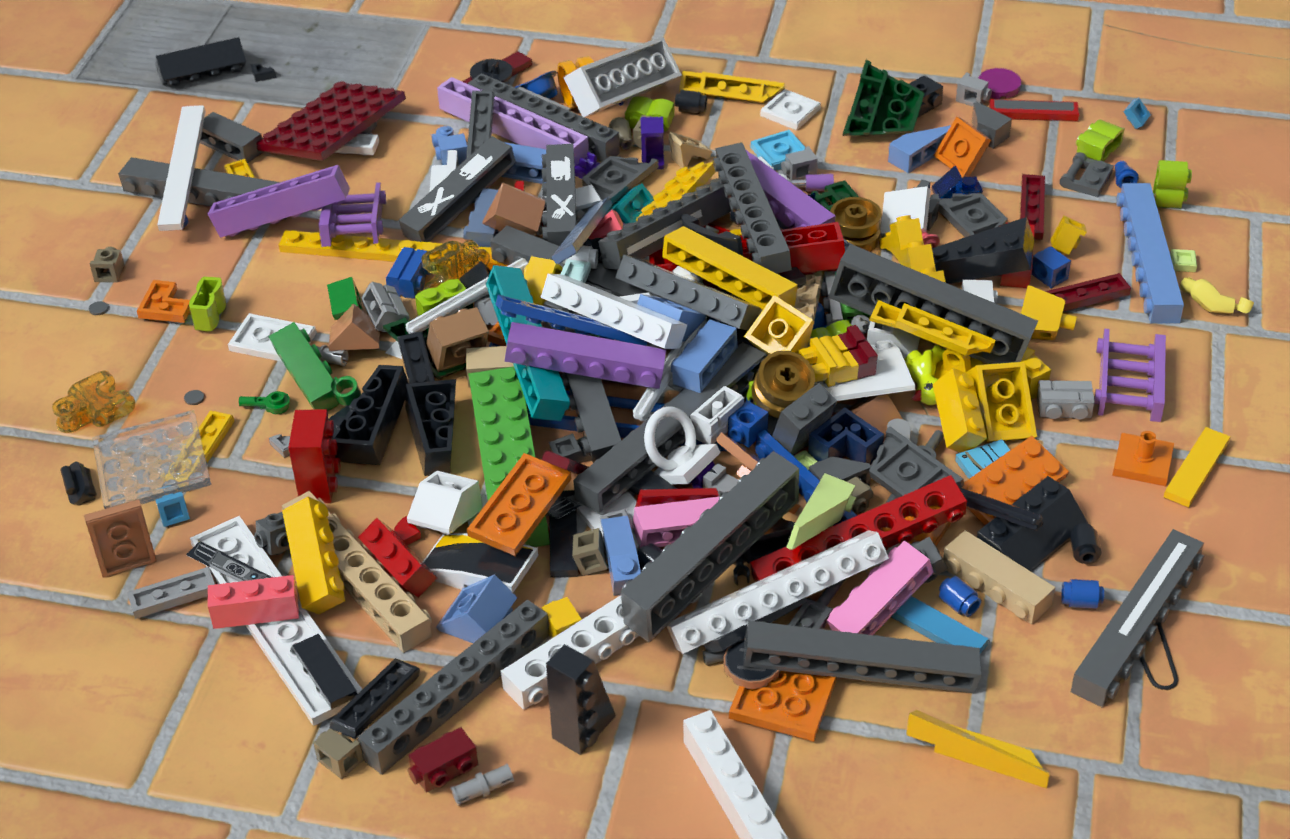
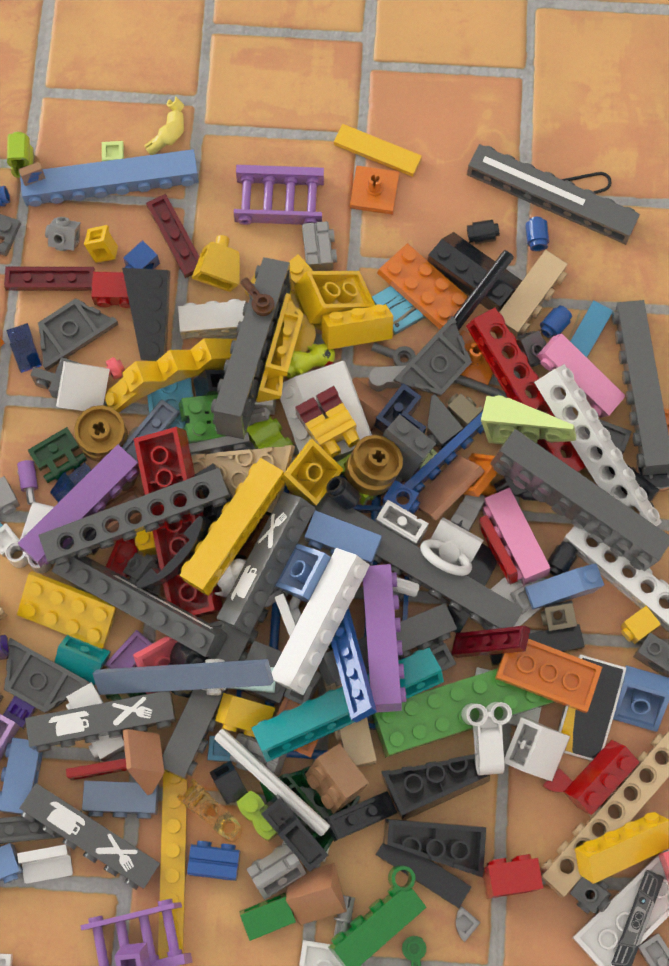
camera: 100 degrees left, 30 degrees up
(413, 300) = (293, 832): none -> black slope
(465, 443) = (488, 736): none -> white piece
(753, 354) = (343, 492): none -> black brick
(975, 300) = (262, 303): none -> reddish brown plate
(1082, 209) = (63, 234): none -> light grey brick
(1144, 182) = (32, 173): none -> medium nougat tile

